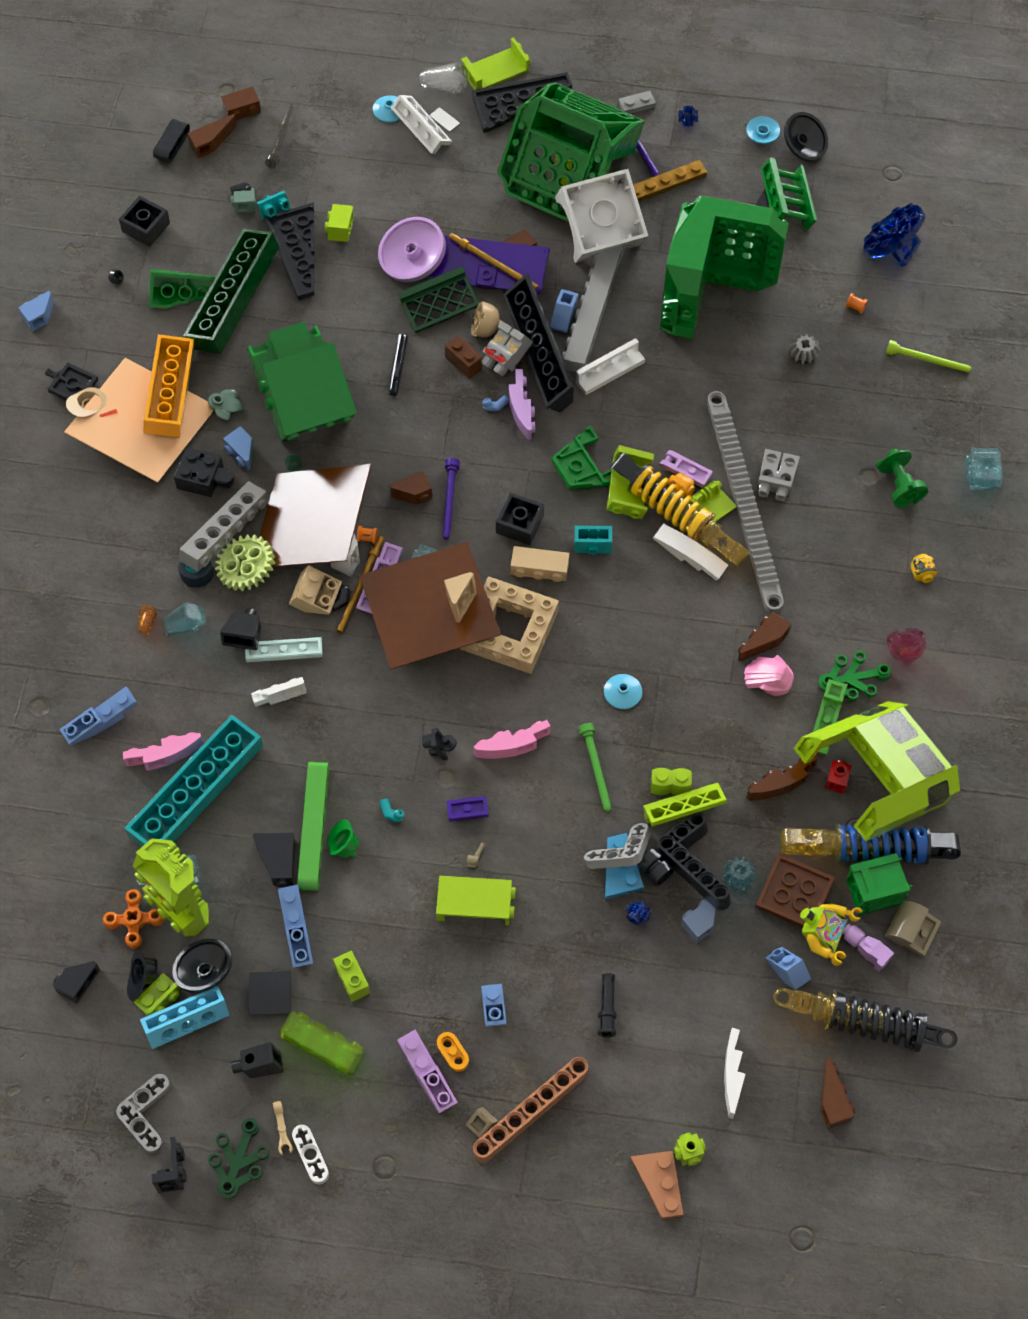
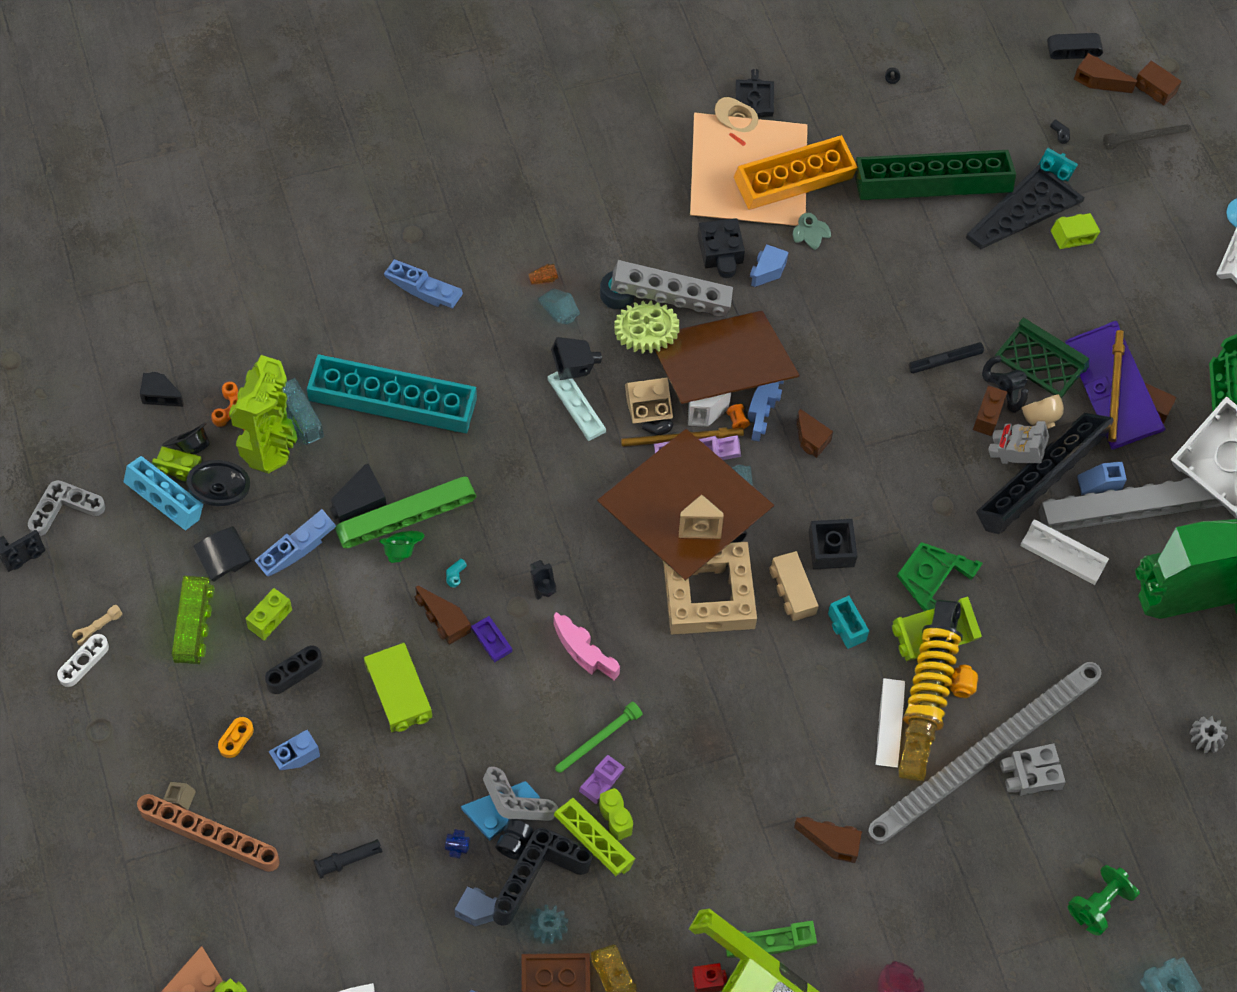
camera: 60 degrees right, 0 degrees up
(37, 311) = (814, 31): medium blue slope -> none
(144, 221) = (966, 66): black brick -> none
(172, 750) = (417, 357): bright pink slope -> none
(176, 288) = (910, 127): green wedge -> none
(237, 1161) = (50, 601): dark green plant -> none
(244, 201) = (1047, 137): sand green brick -> none
(259, 1061) = (145, 569): black torso -> none
(279, 693) = (527, 420): white hinge -> none
(291, 459) = (774, 319): clear green bush -> none
(301, 381) = (857, 275): green piece -> none
(371, 517) = (762, 401): none -> medium blue slope
(412, 249) = (1084, 307): lavender dish -> none
(414, 968) = (298, 660): none -> black beam
(426, 1071) = (205, 723): lavender slope -> none
(429, 834) = (448, 617): none -> reddish brown slope
(445, 333) = (1008, 382): none -> black piece
(452, 466) = (858, 458): dark purple piece -> none
(472, 861) = (441, 670): dark tan hand -> none
(490, 405) = (953, 466): medium blue arm -> none
(521, 406) = (964, 488): lavender slope -> none
(623, 699) = (697, 737): medium azure dish -> none
(632, 780) = (602, 779): none -> medium lavender slope
(686, 466) = (988, 678): lavender plate -> none
(714, 500) = (963, 720): lime hinge -> none
(770, 675) = (788, 862): bright pink hair -> none
(779, 783) = (668, 920): reddish brown slope -> none
(853, 678) = (834, 946): green plant -> none
(924, 568) = (1007, 969): yellow head -> none

